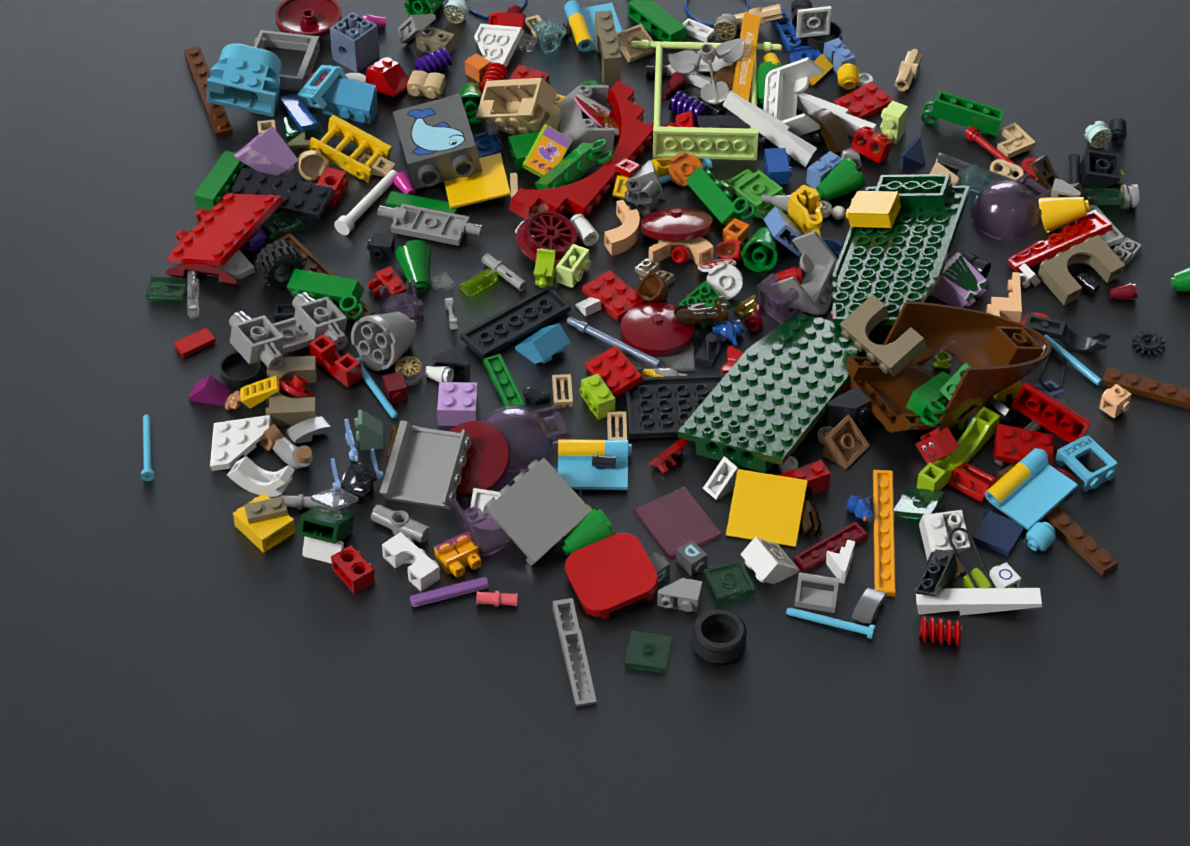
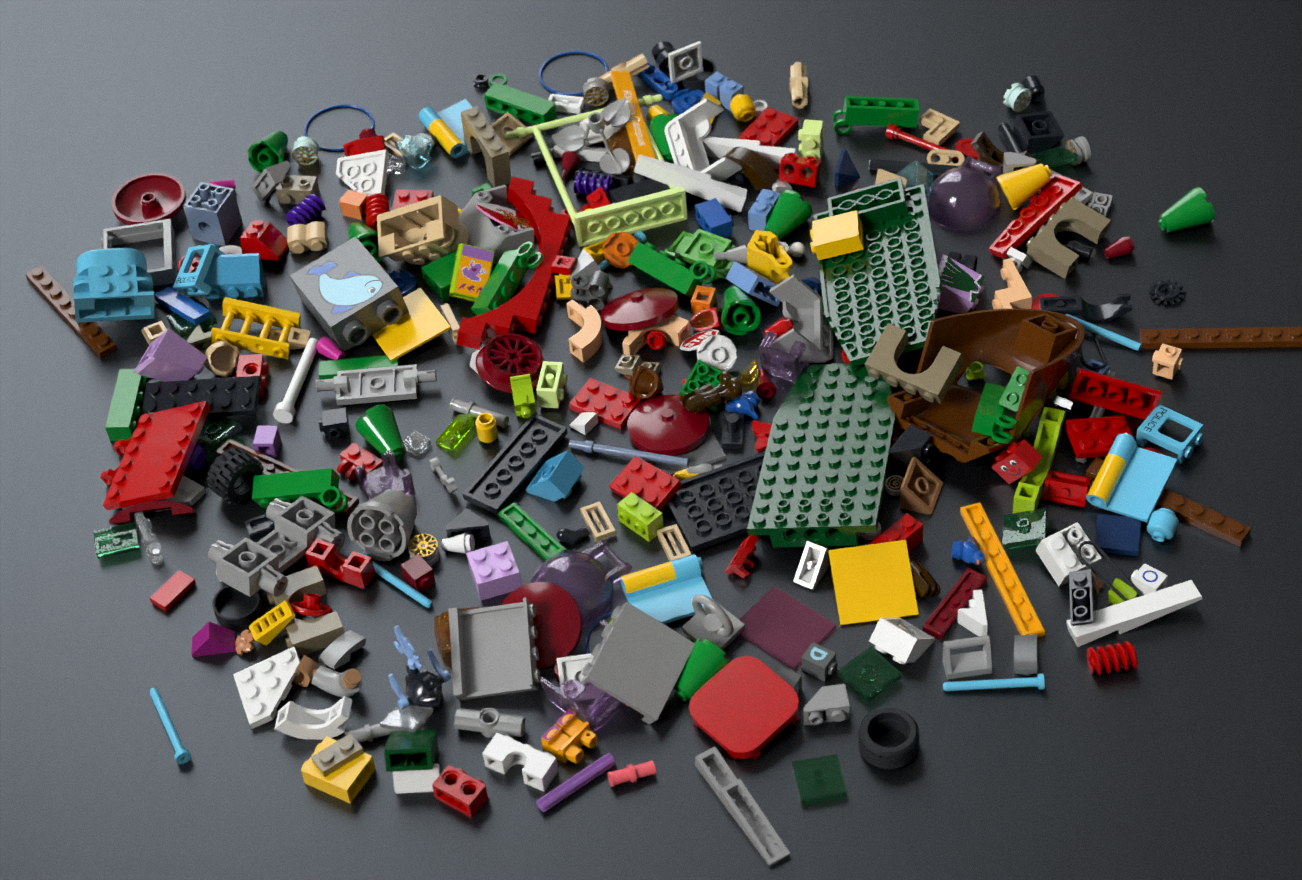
camera: 15 degrees left, 0 degrees up
(320, 244) = (267, 440): none -> medium lavender brick
(370, 431) = (414, 629): sand green slope -> none
(503, 285) = (486, 428): none -> yellow brick
(584, 230) = (548, 345): white piece -> none
(603, 461) = (678, 585): black pin -> none
(617, 500) = (712, 622): none -> light grey tile

